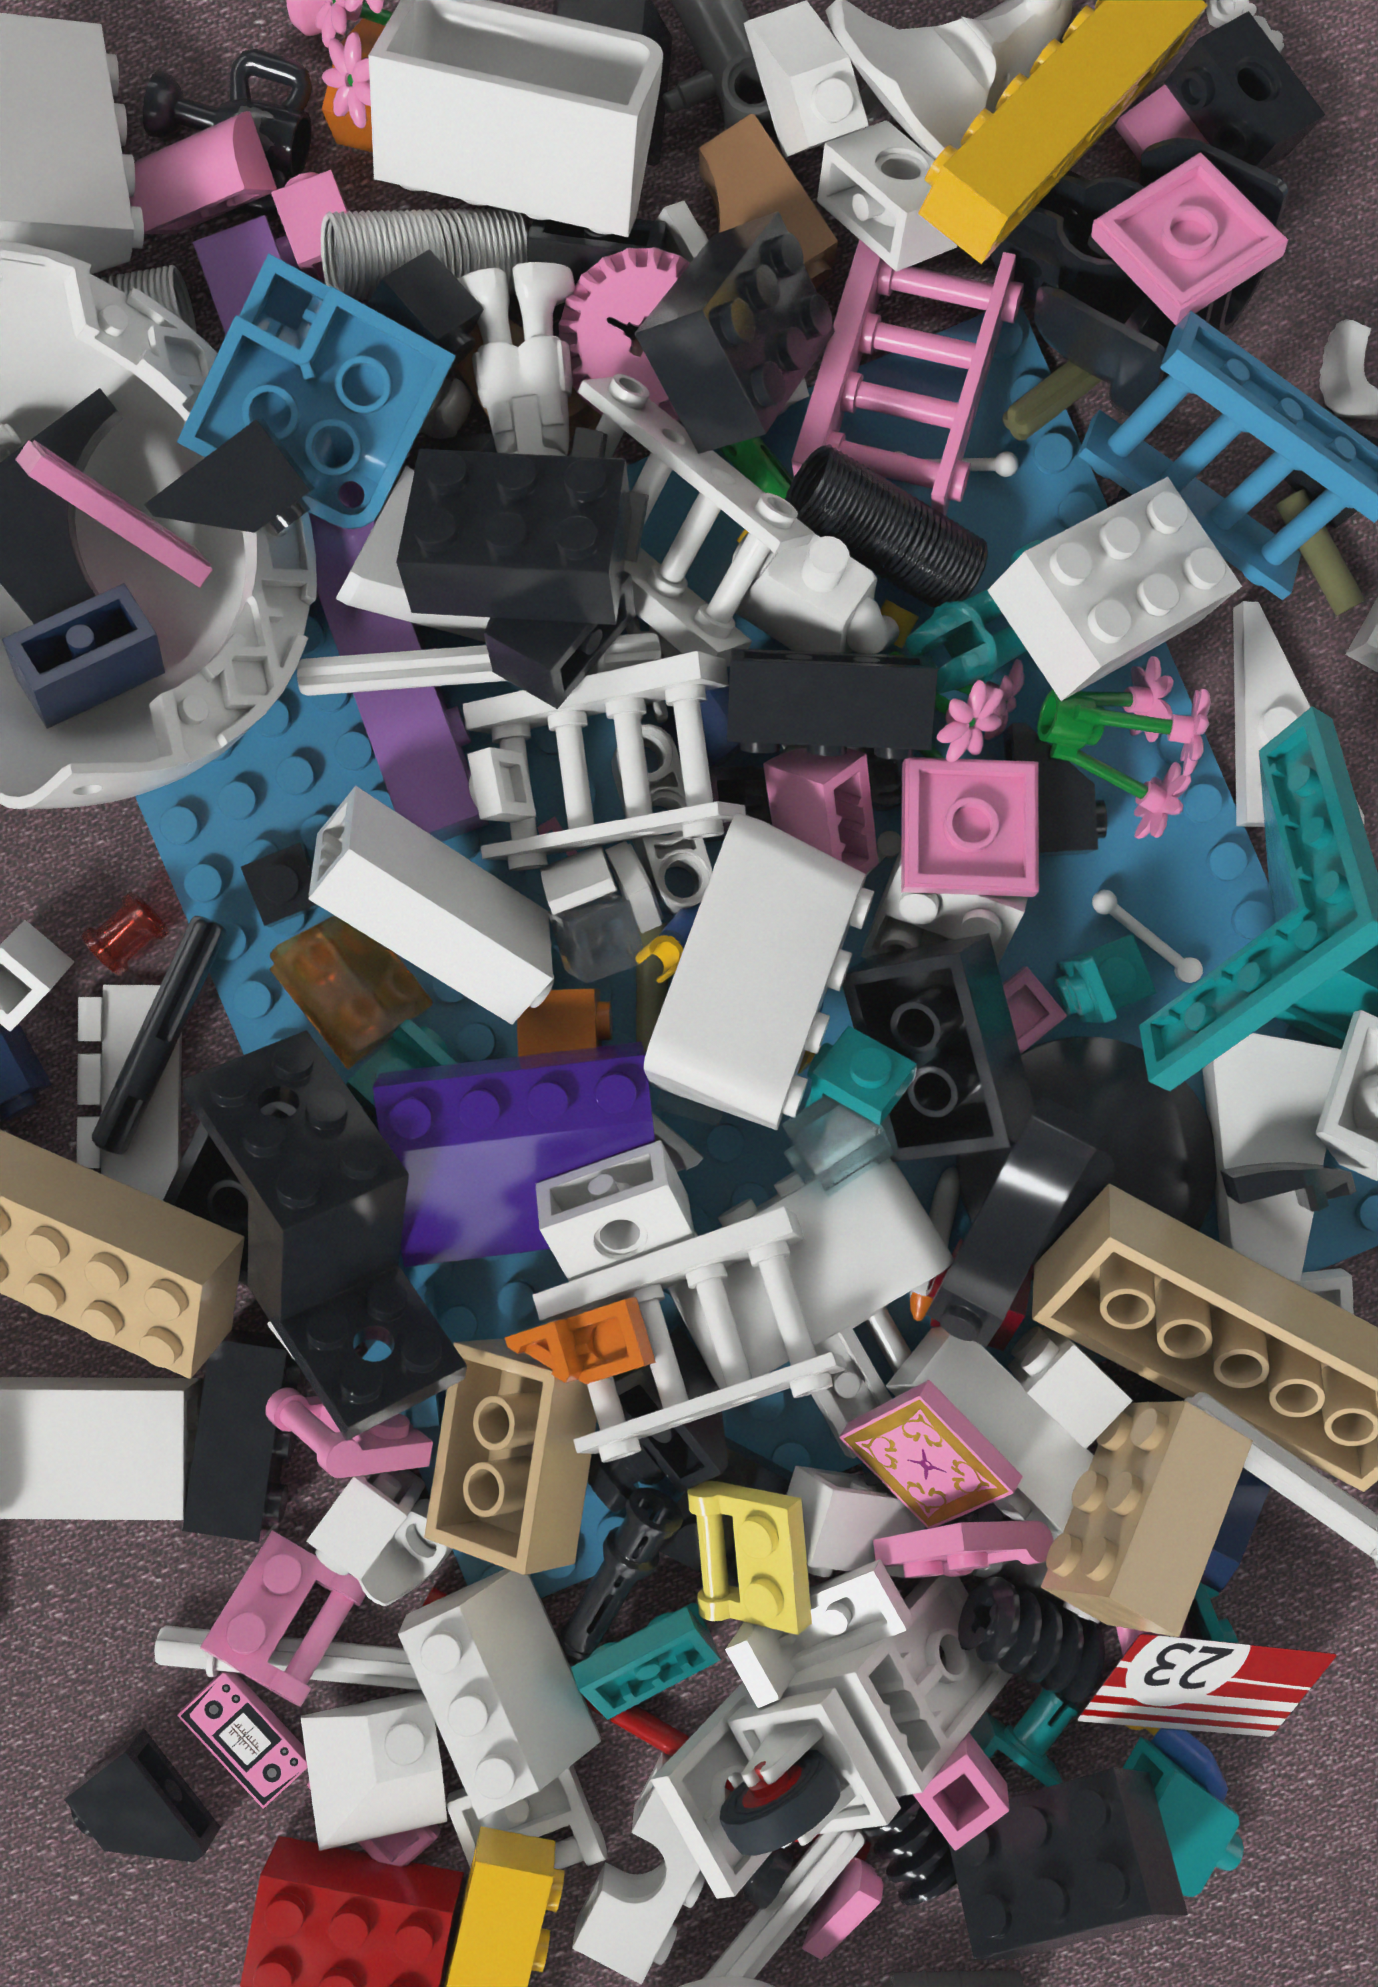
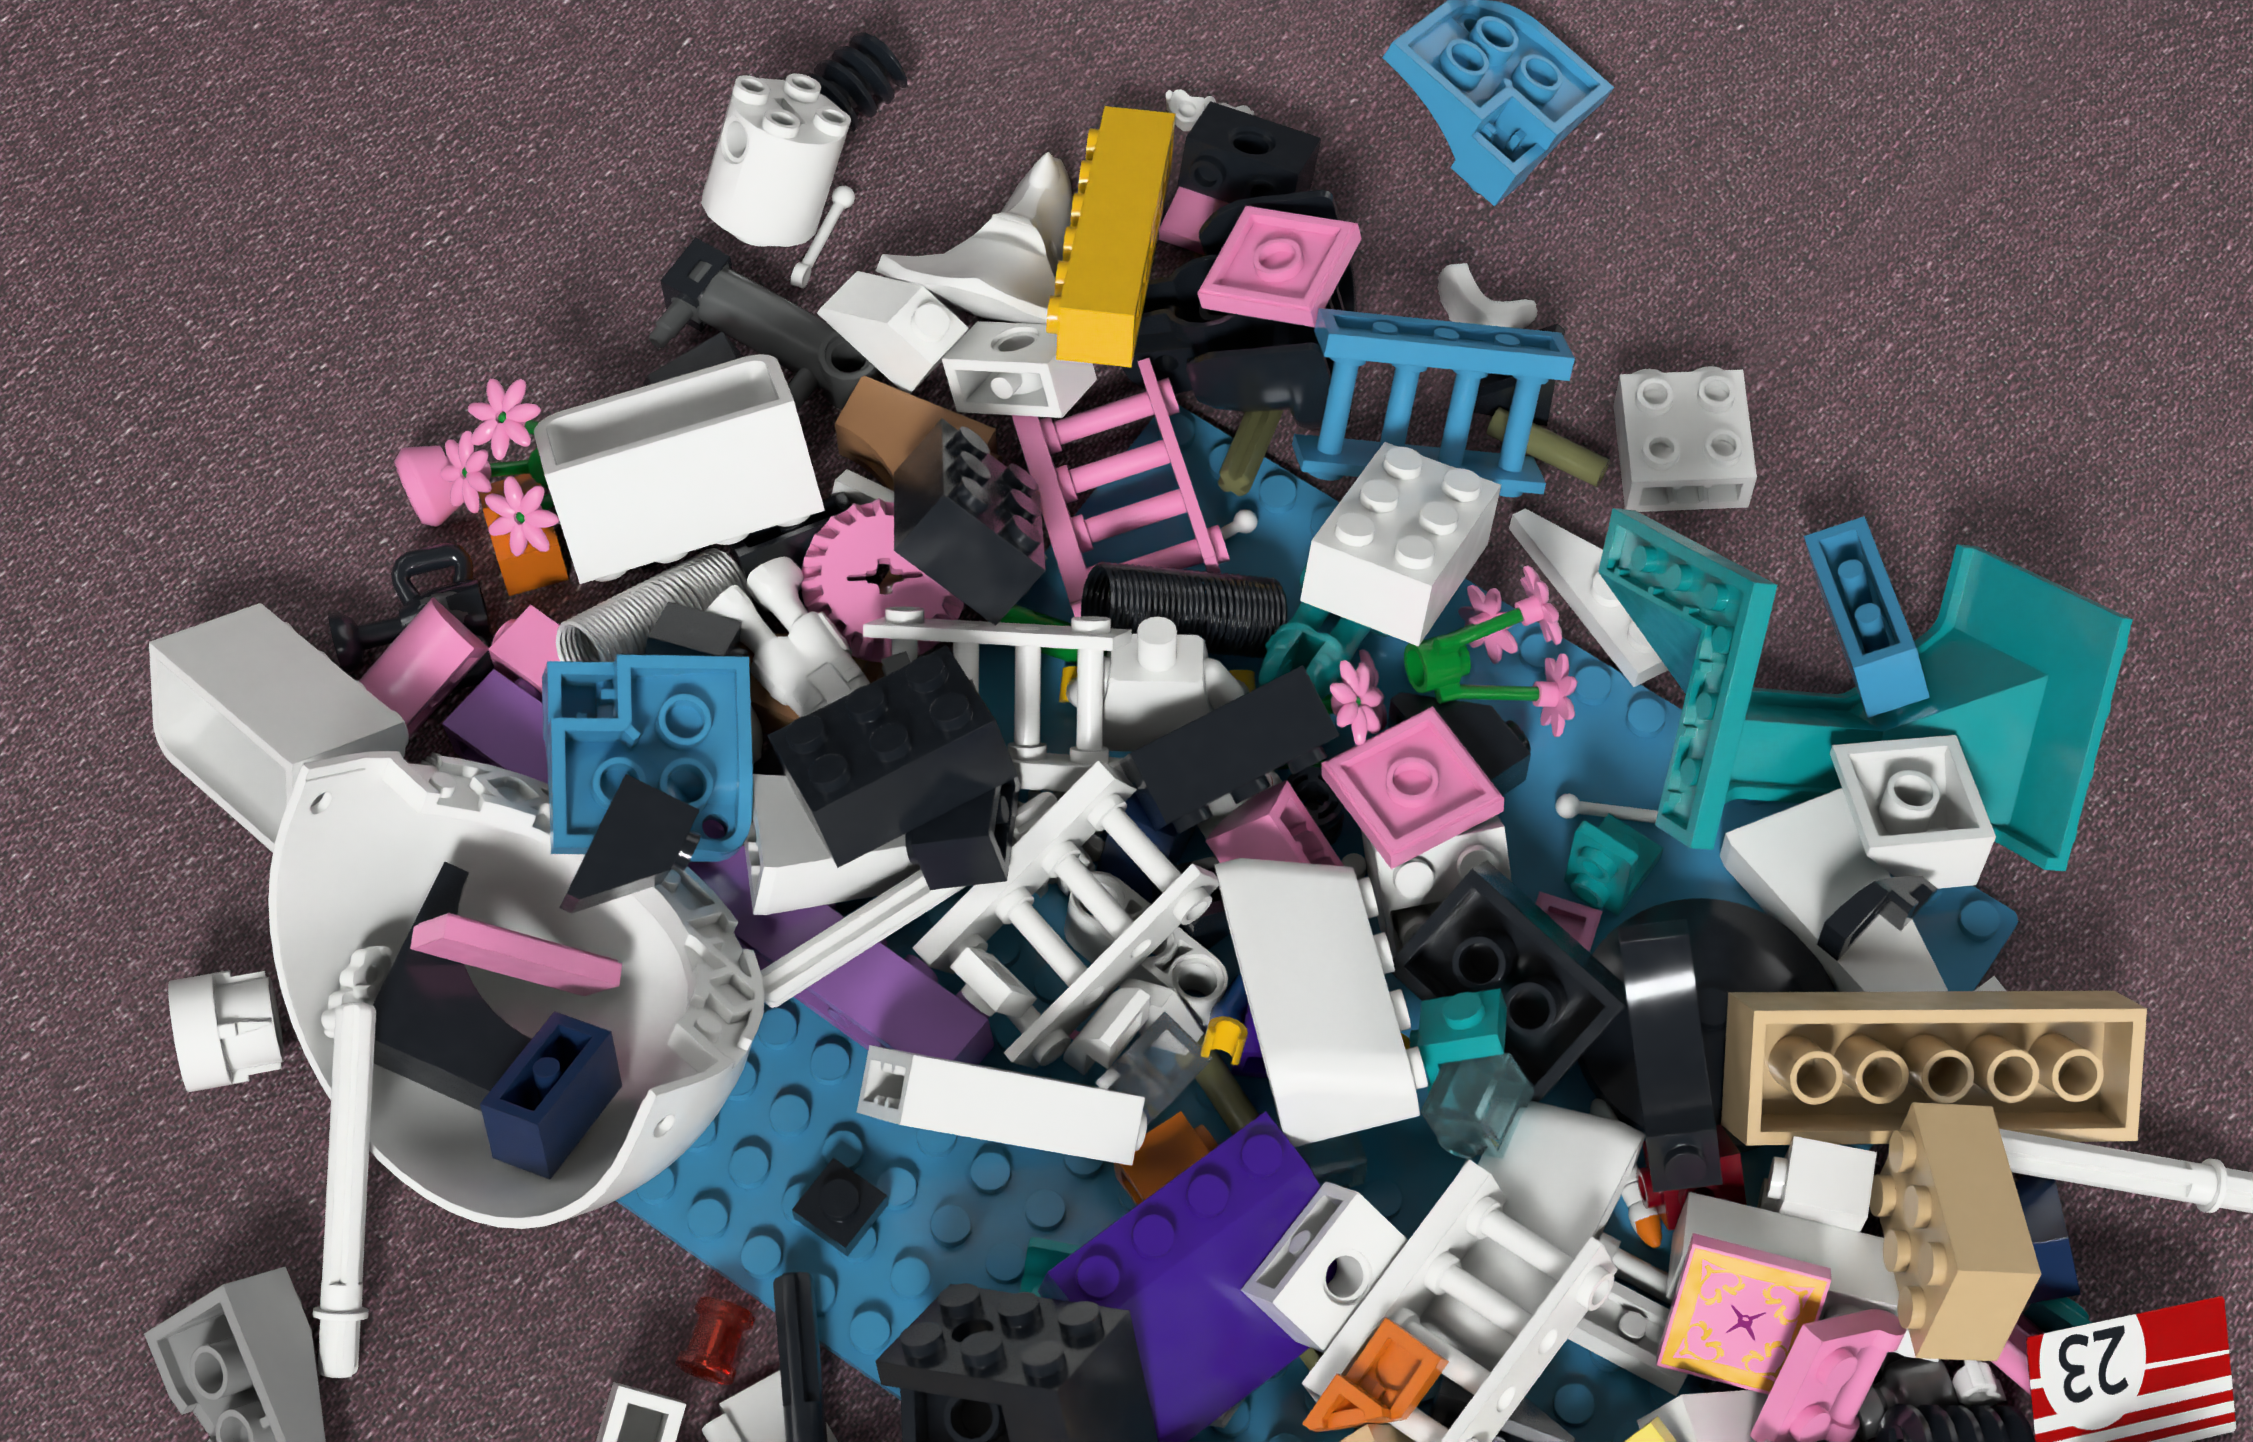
camera: 30 degrees left, 25 degrees down
(348, 987) = (945, 1242): clear orange bracket -> none

